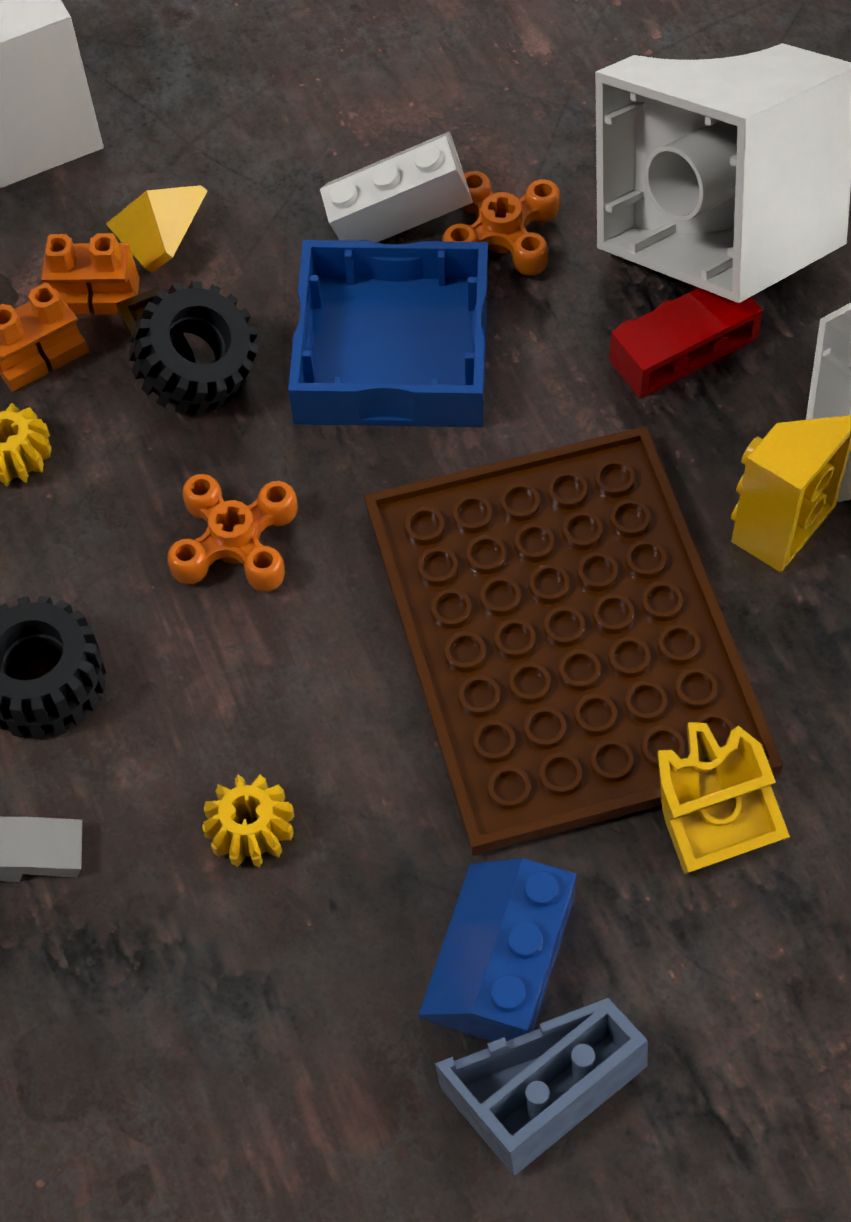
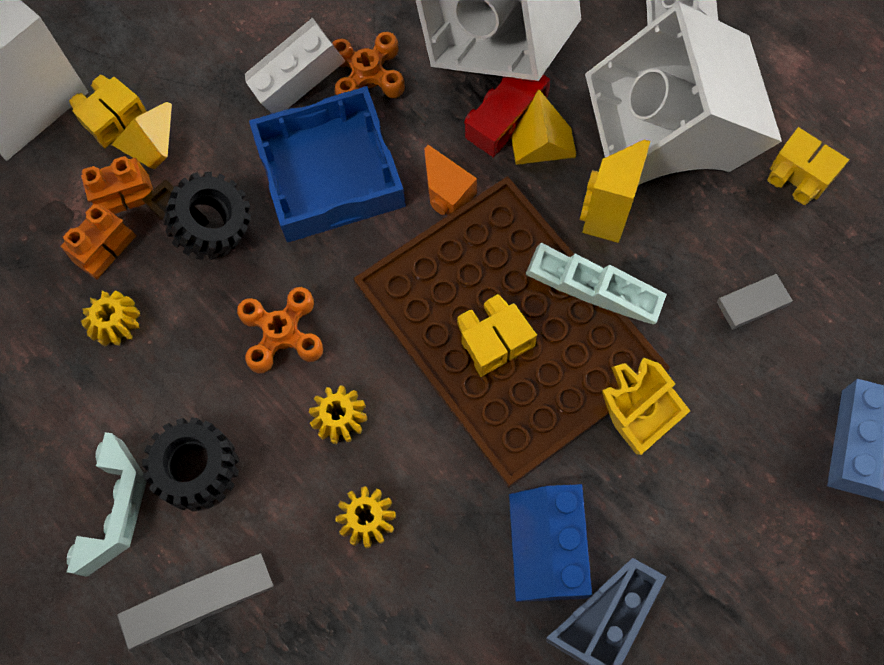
camera: 20 degrees left, 10 degrees up
(108, 172) = (106, 108): none -> yellow hips
(272, 686) = (326, 407): none -> yellow gear
(512, 625) = (497, 337): none -> yellow hips
(553, 408) = (447, 182): none -> orange slope
(715, 612) = (596, 285): none -> light aqua slope
(724, 385) = (542, 134): none -> yellow slope

